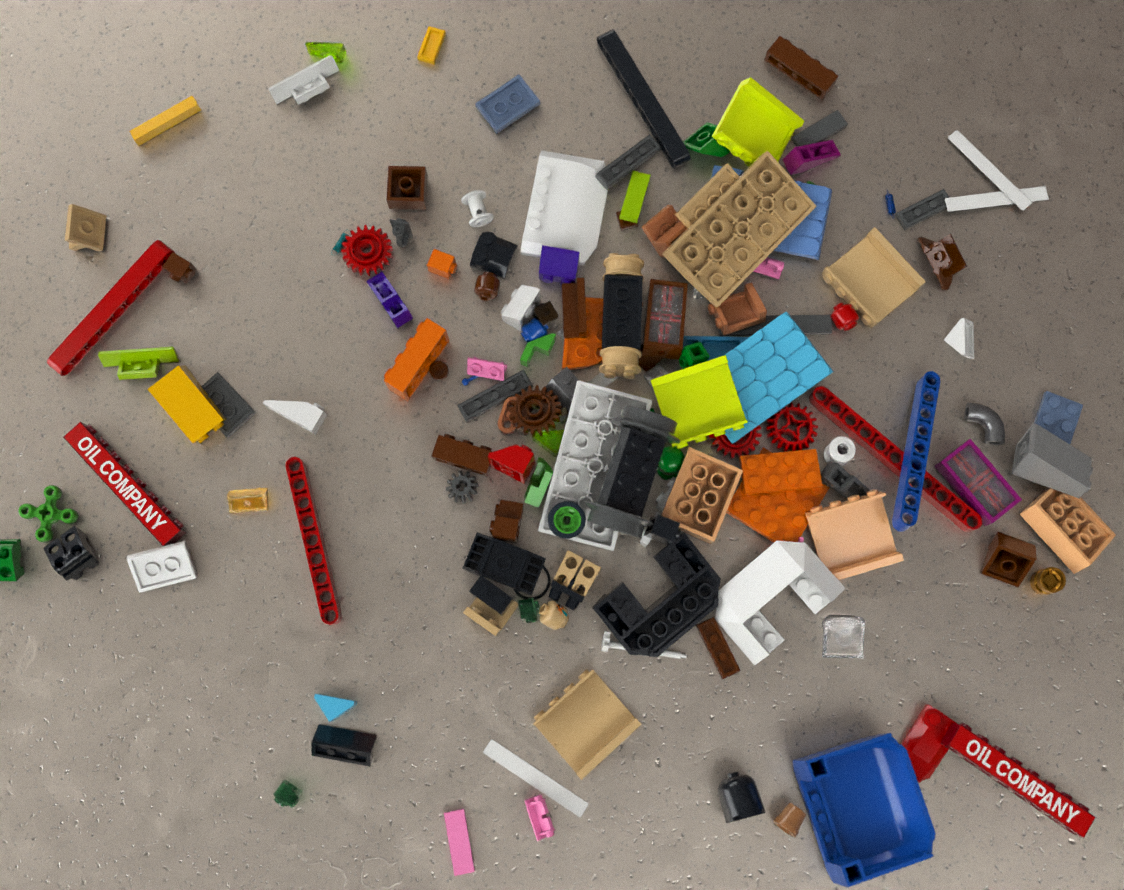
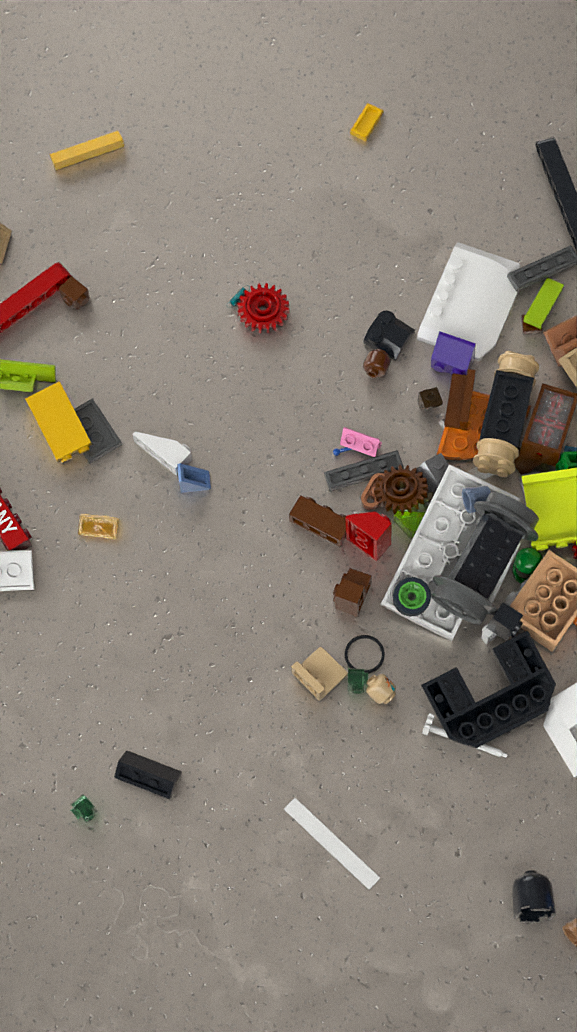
camera: 15 degrees right, 10 degrees down
(306, 82) = (233, 137): white bracket -> none
(320, 547) = (159, 582): red beam -> none
(324, 49) = (264, 111): clear neon green slope -> none
(331, 436) = (193, 478): none -> medium blue slope
(333, 706) = (147, 734): medium azure slope -> none
(389, 299) = (277, 359): dark purple slope -> none
(402, 231) = (302, 295): dark grey hinge -> none
(407, 187) = (315, 254): reddish brown brick -> none
(416, 359) = (292, 420): orange brick -> none
(439, 370) = (312, 436): reddish brown tile -> none
(442, 264) = (335, 334): orange brick -> none
(456, 492) = (306, 548): dark grey gear -> none
(459, 842) = (243, 887): bright pink tile -> none
(477, 208) = (381, 285): white hose -> none
(491, 595) = (322, 657): black brick -> none
(504, 563) = (341, 630): black plate -> none
(507, 103) = (432, 191): sand blue plate -> none
(521, 306) = (406, 389): white slope -> none
(533, 330) = (415, 415): blue head -> none
(538, 483) = (390, 560): bright green slope -> none
(540, 822) = (329, 884): bright pink hinge -> none
(542, 345) = (419, 429): bright green slope -> none
(569, 584) = (408, 659): tan hips -> none
(586, 723) = (392, 799): tan panel -> none
(610, 409) = (472, 495): none -> sand blue piece
(718, 648) = (540, 753): reddish brown tile -> none

